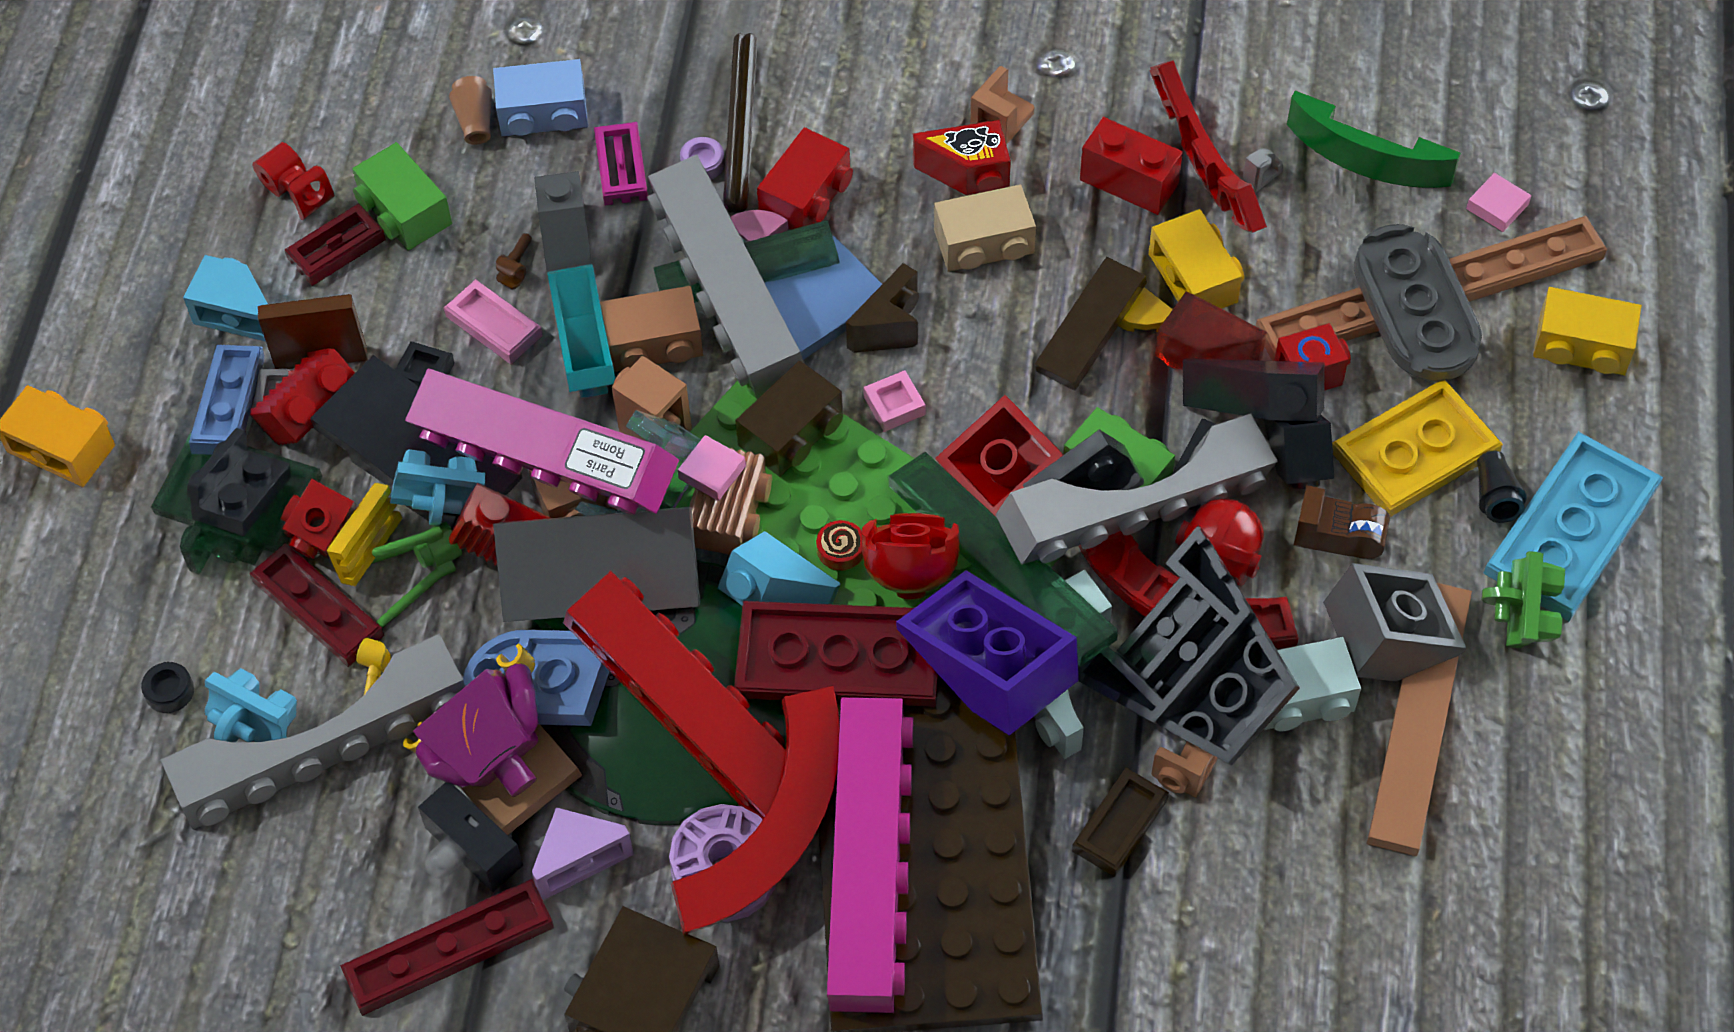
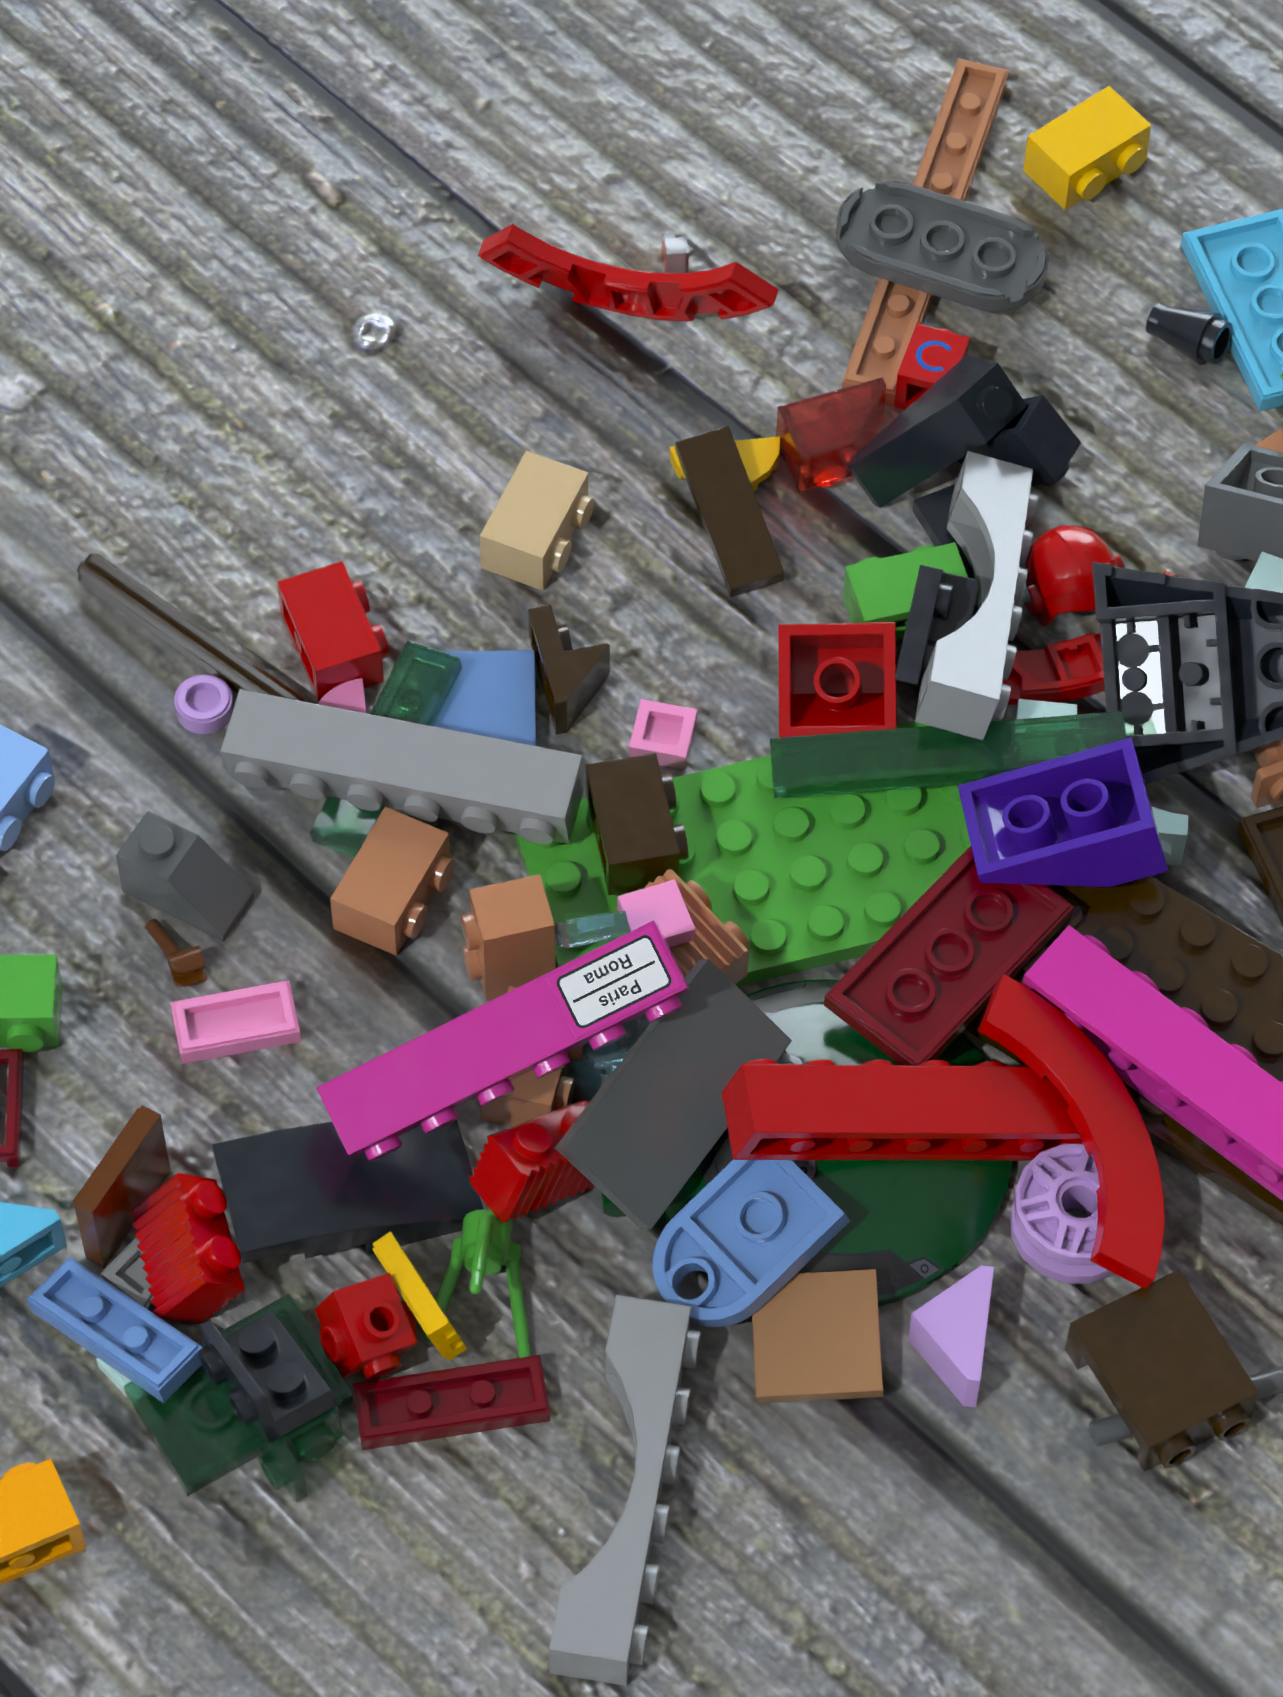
camera: 55 degrees left, 0 degrees up
(167, 687) = (433, 1607): black tile -> none
(243, 713) = (541, 1542): medium azure hips -> none
(375, 656) = (570, 1382): yellow hand -> none
(419, 358) = (235, 1116): black tile -> none
(434, 487) = (436, 1191): medium azure hips -> none
(447, 947) = (965, 1523): dark red tile -> none
(466, 839) = (866, 1423): black piece -> none
(484, 729) = (778, 1320): magenta torso -> none
(581, 330) = (371, 954): teal arch -> none
(624, 189) = (118, 792): dark pink tile -> none
(774, 573) = (803, 959): medium azure slope -> none
(840, 545) = (812, 880): tile -> none
(910, 553) = (891, 819): red cylinder -> none
(965, 157) = (435, 477): slope -> none
(995, 102) = (397, 414): nougat panel -> none
(1130, 165) = (576, 352): red brick -> none
(1194, 260) = (736, 381): yellow brick -> none
(1341, 526) = (1126, 477): reddish brown leg -> none
(1366, 154) = (668, 180): green slope -> none
(1415, 447) = (1091, 360): yellow tile -> none
(1498, 202) = (879, 110): bright pink tile -> none

